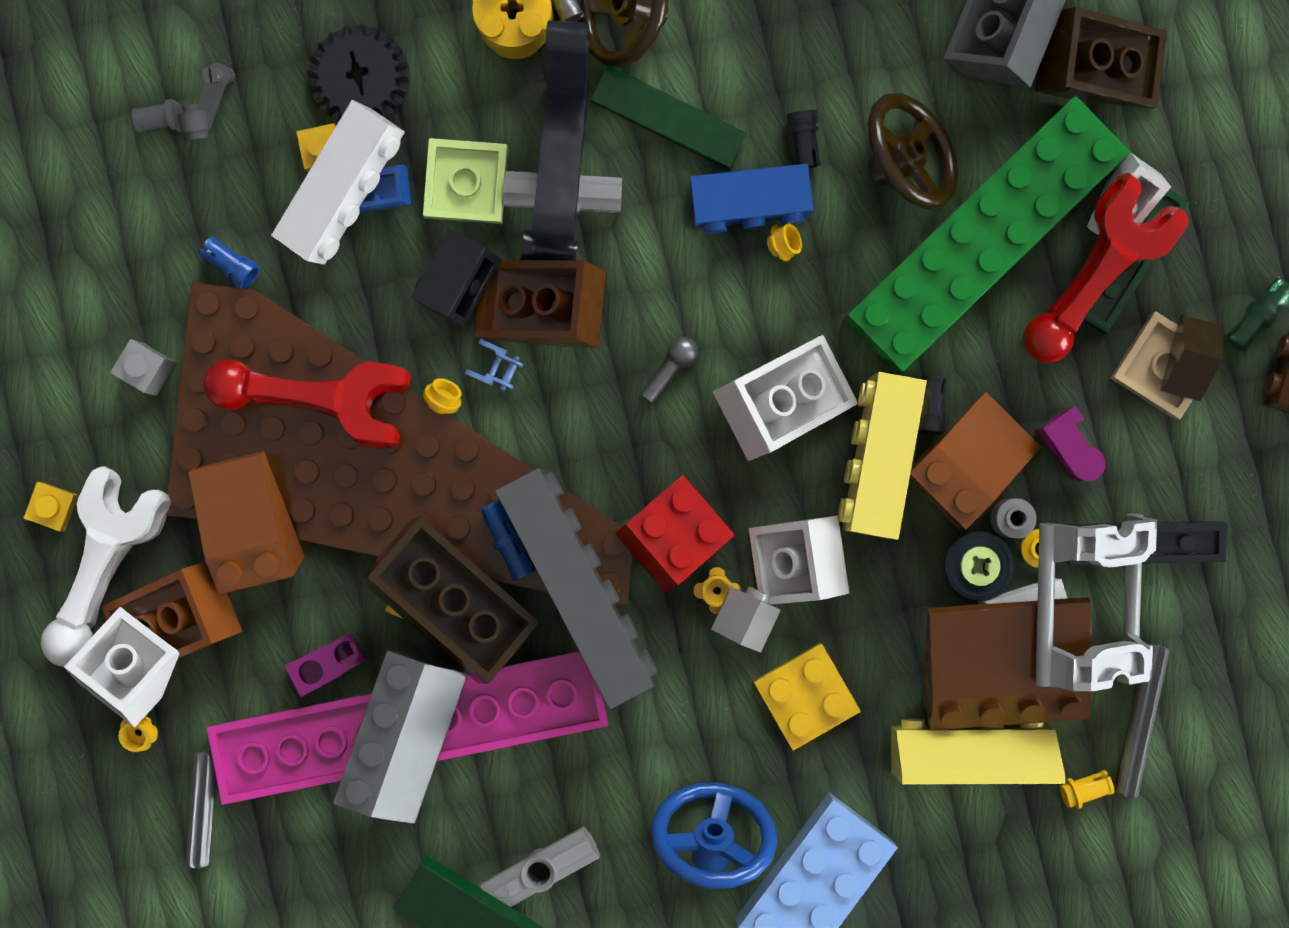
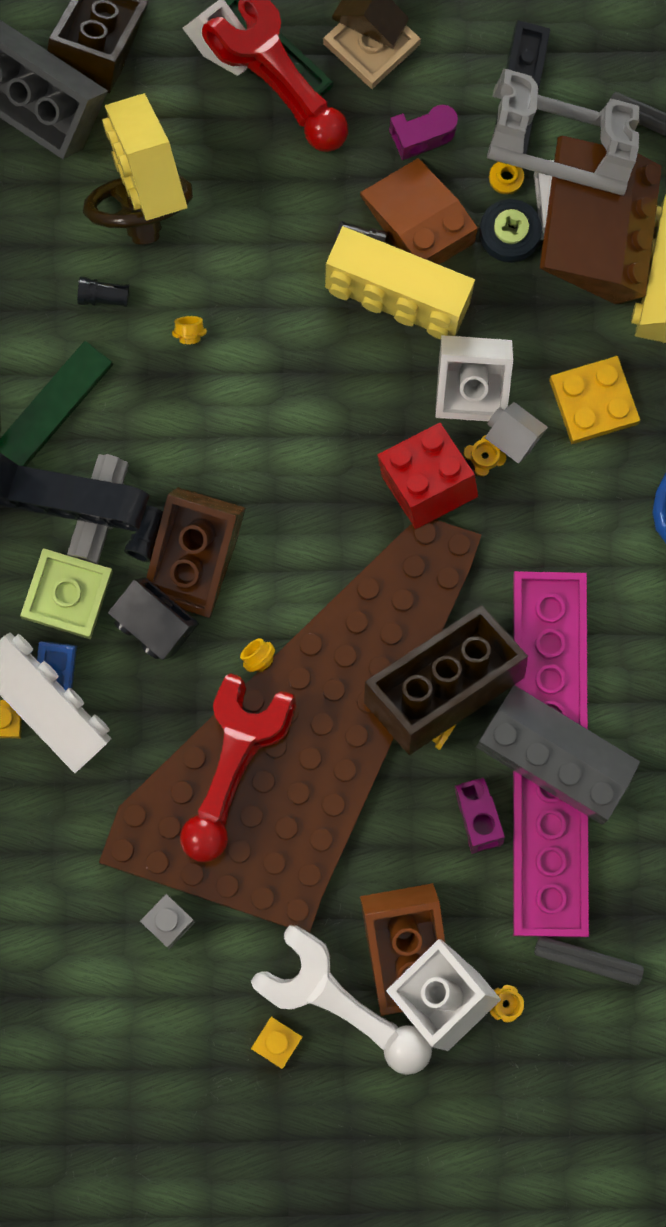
camera: 85 degrees left, 10 degrees down
(237, 268) = (96, 817): blue pin -> none
(244, 523) = (333, 854): dark orange slope -> none
(500, 354) = (230, 597): medium blue piece -> none
(507, 540) = (401, 621): blue pin -> none
(576, 587) = (457, 562): dark grey brick -> none
(681, 354) = (267, 439): flat silver bar -> none
(751, 198) = (144, 349): blue brick -> none
(785, 398) = (328, 359): white slope -> none
(954, 143) = (143, 157): none -> light yellow brick
(986, 235) = (227, 161): green brick -> none
(1001, 514) = (476, 190): light grey brick -> none

